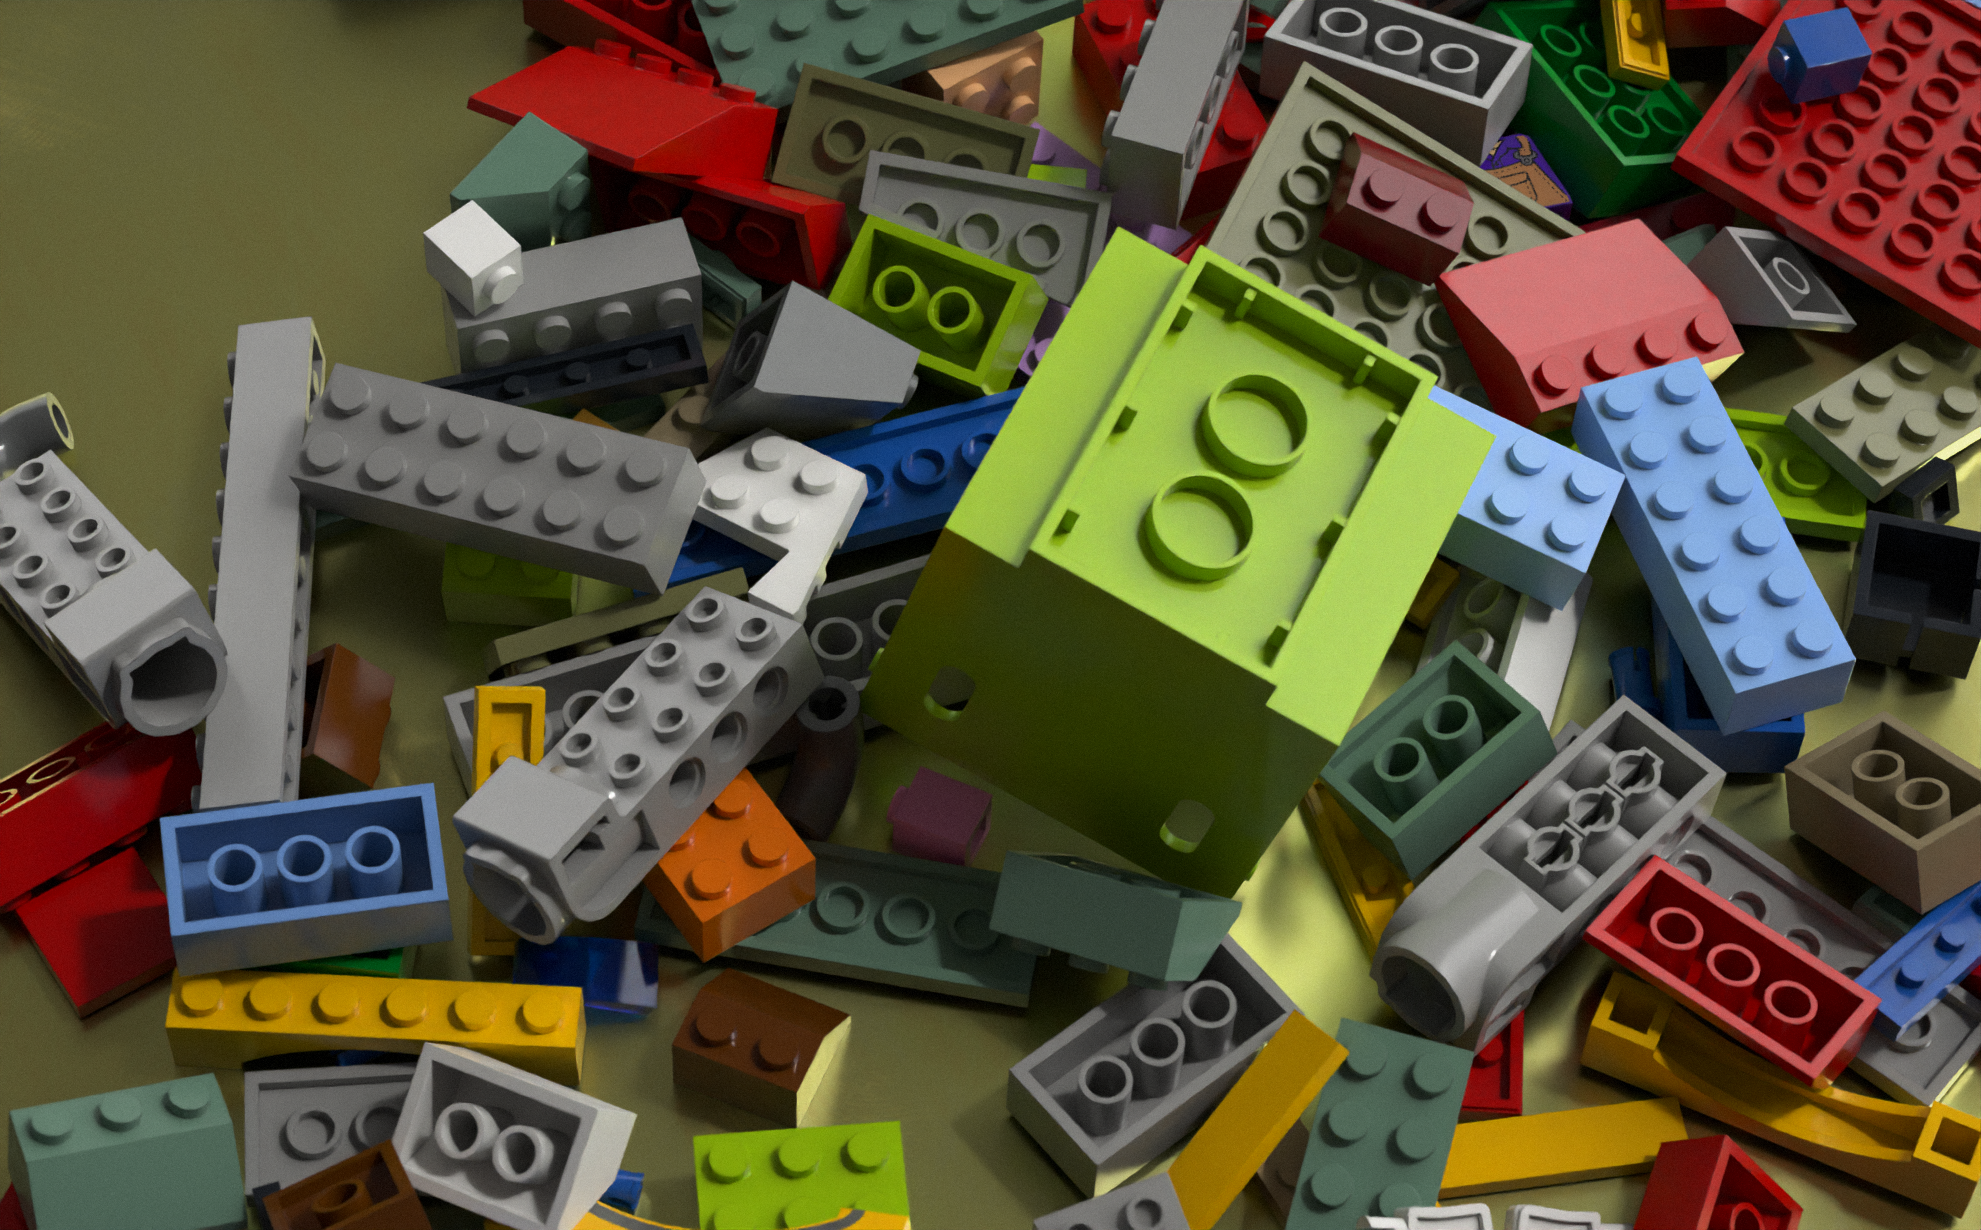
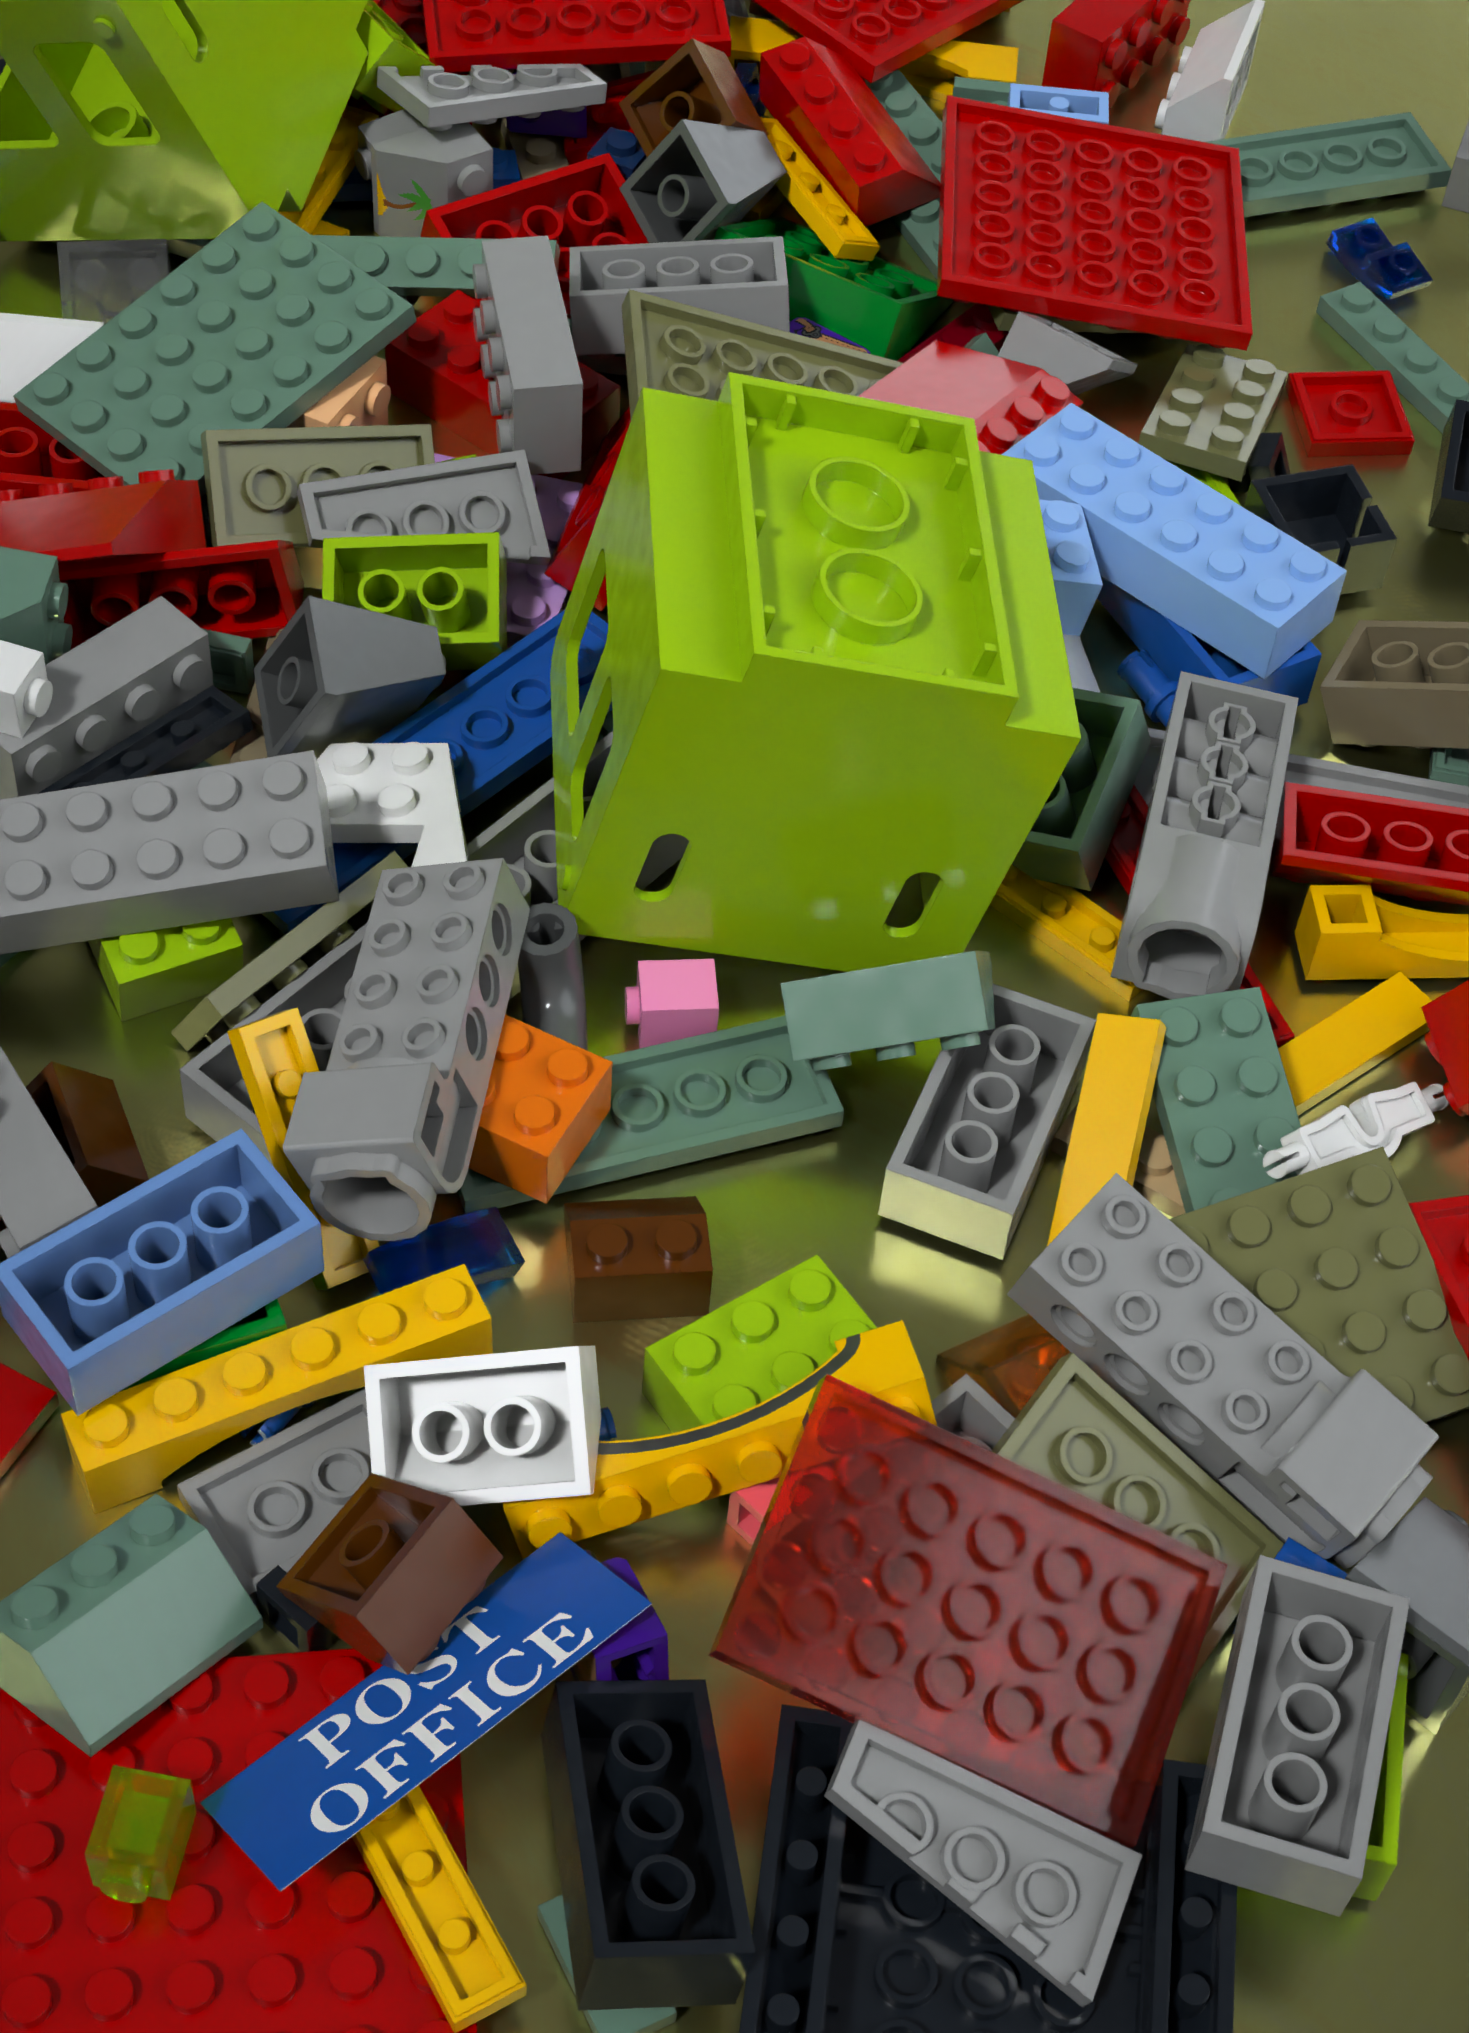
camera: 30 degrees left, 5 degrees down
(1396, 211) = (771, 358): dark red slope -> none
(1819, 55) = (1003, 173): blue brick -> none

